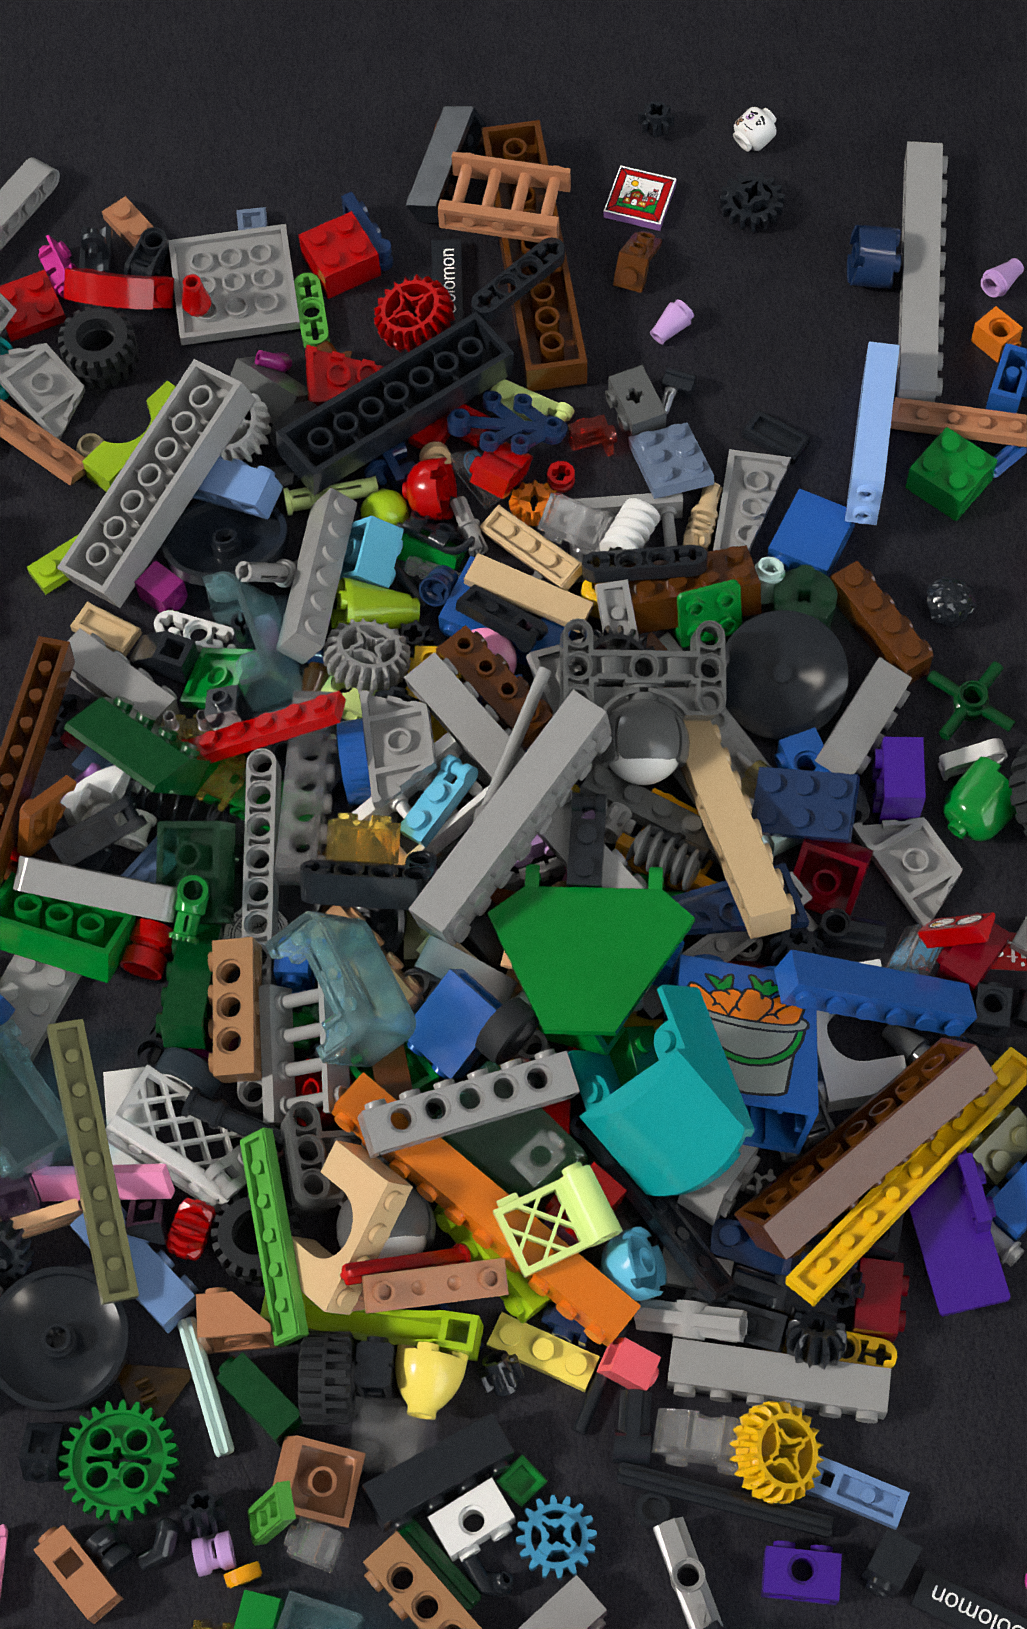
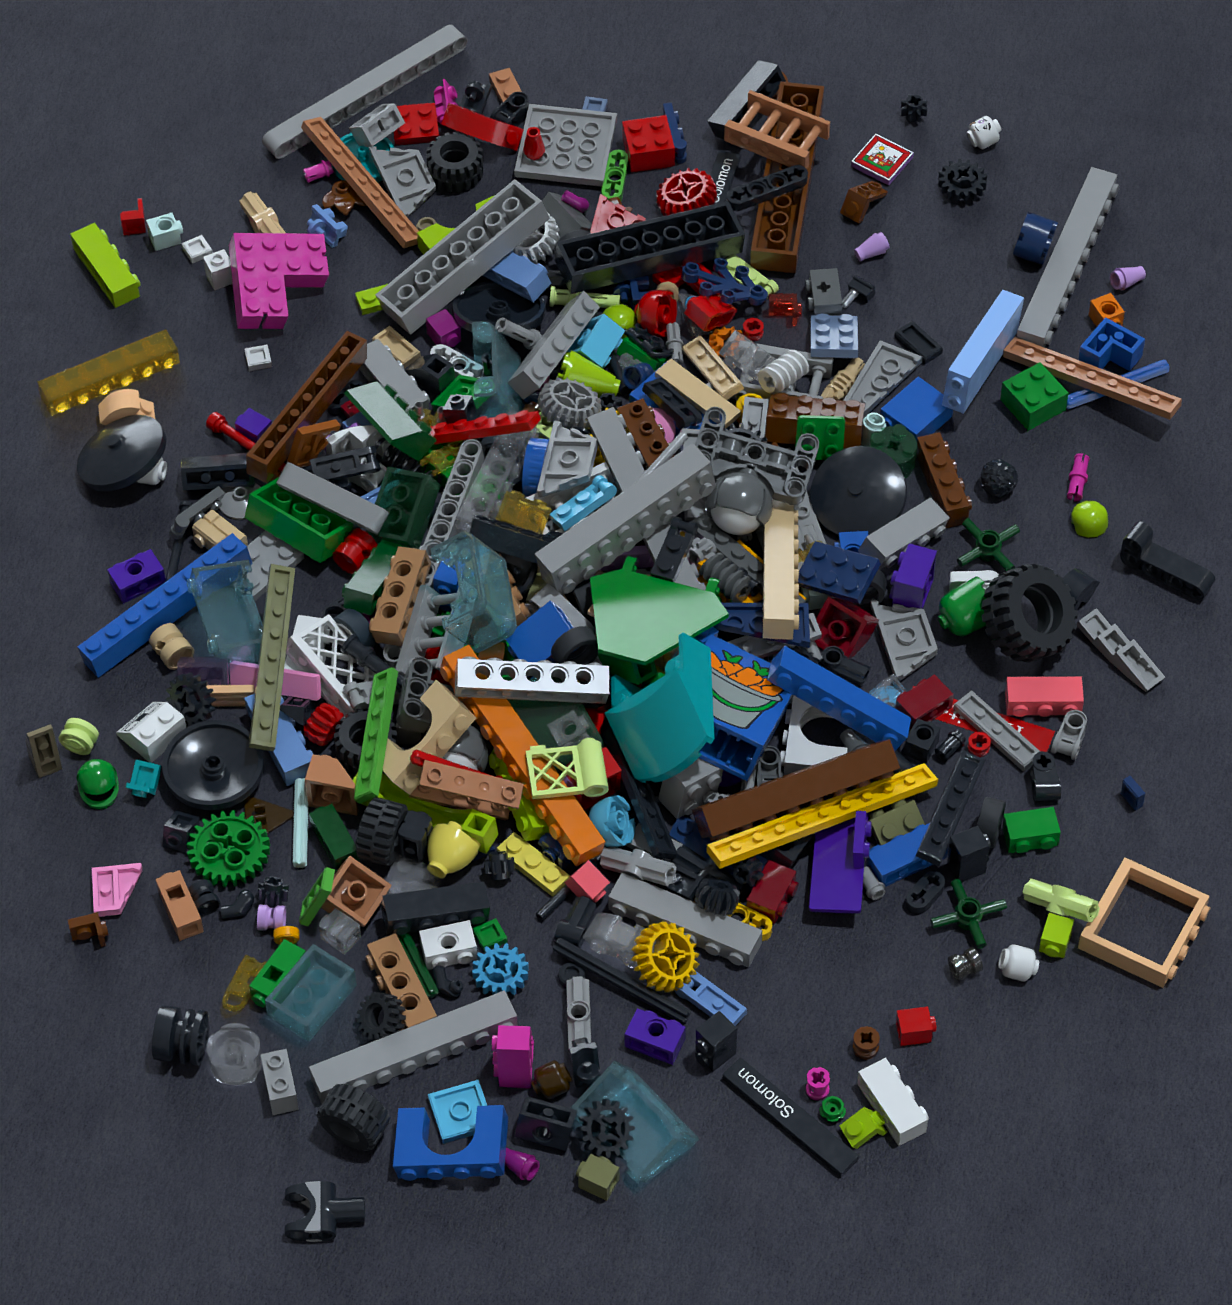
camera: 15 degrees right, 10 degrees down
(190, 908) = (389, 526): green connector -> none
(644, 560) = (785, 392): black beam -> none
(957, 930) = (911, 682): red slope -> none

